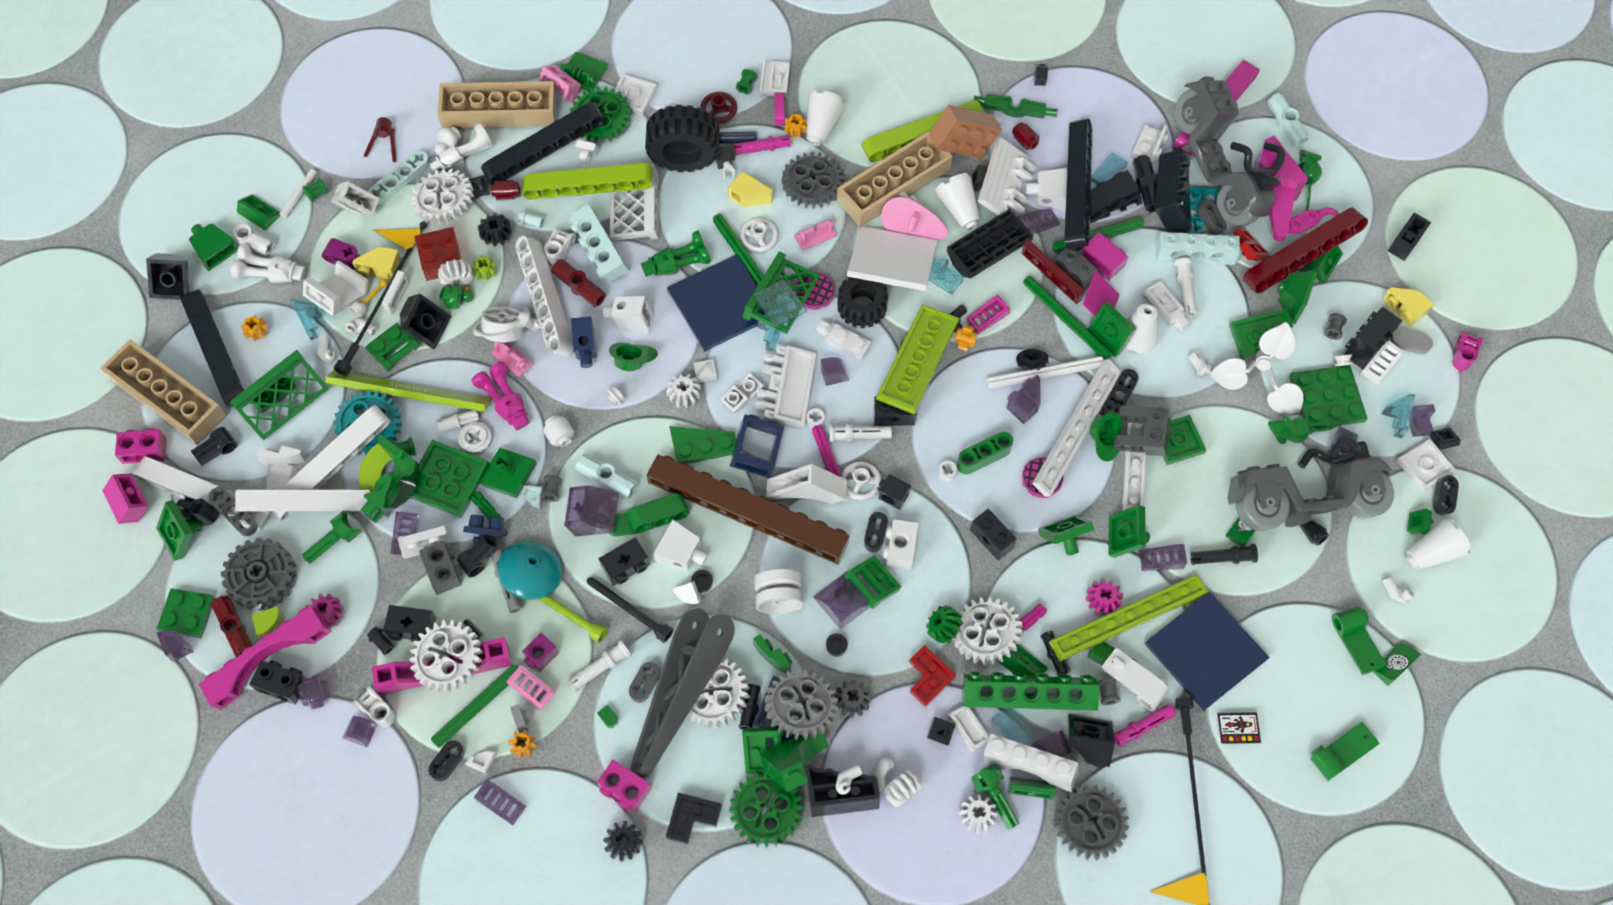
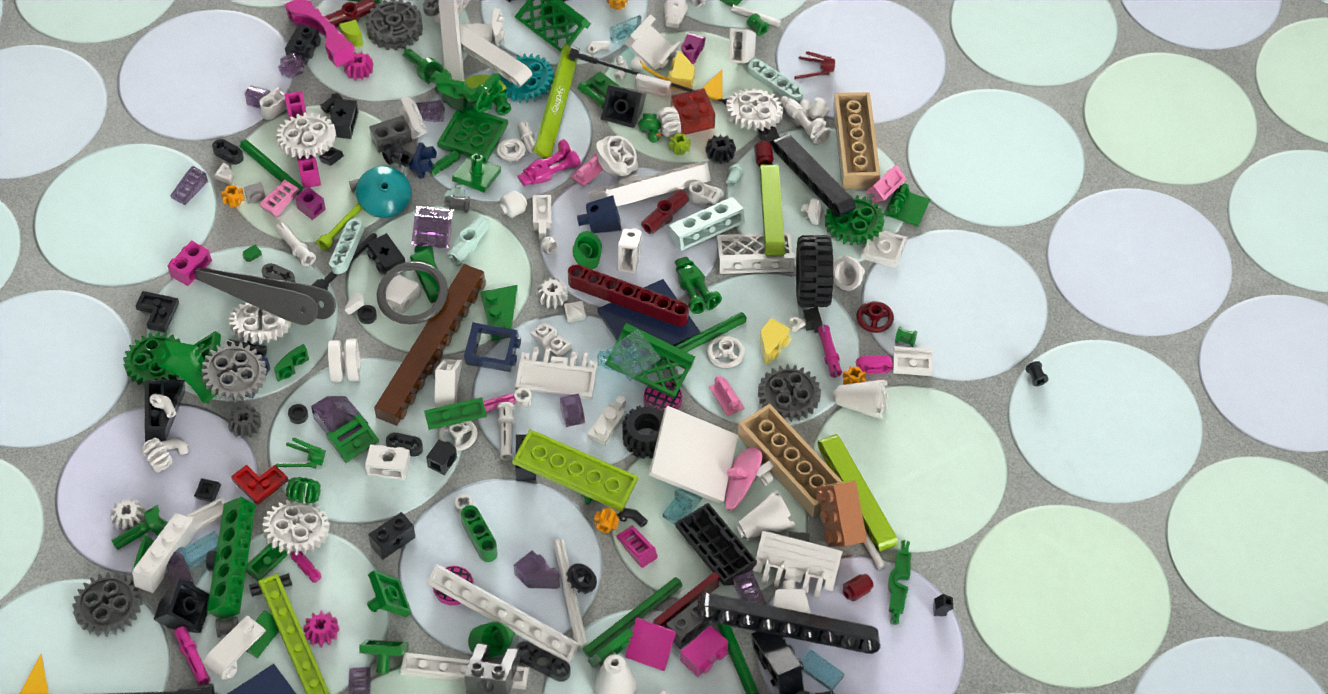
camera: 90 degrees right, 10 degrees down
(572, 403) = (542, 214): none -> white hinge
(608, 605) = (340, 267): none -> light aqua beam
(628, 847) = (143, 264): black gear -> none
(668, 550) = (415, 319): none -> dark grey wedge
(694, 323) = (638, 298): none -> dark red beam
(737, 137) = (838, 325): dark blue axle -> none
(850, 473) = (455, 413): none -> green plate
(895, 620) = (316, 455): none -> green plant
(1031, 714) = (210, 560): none -> black tile

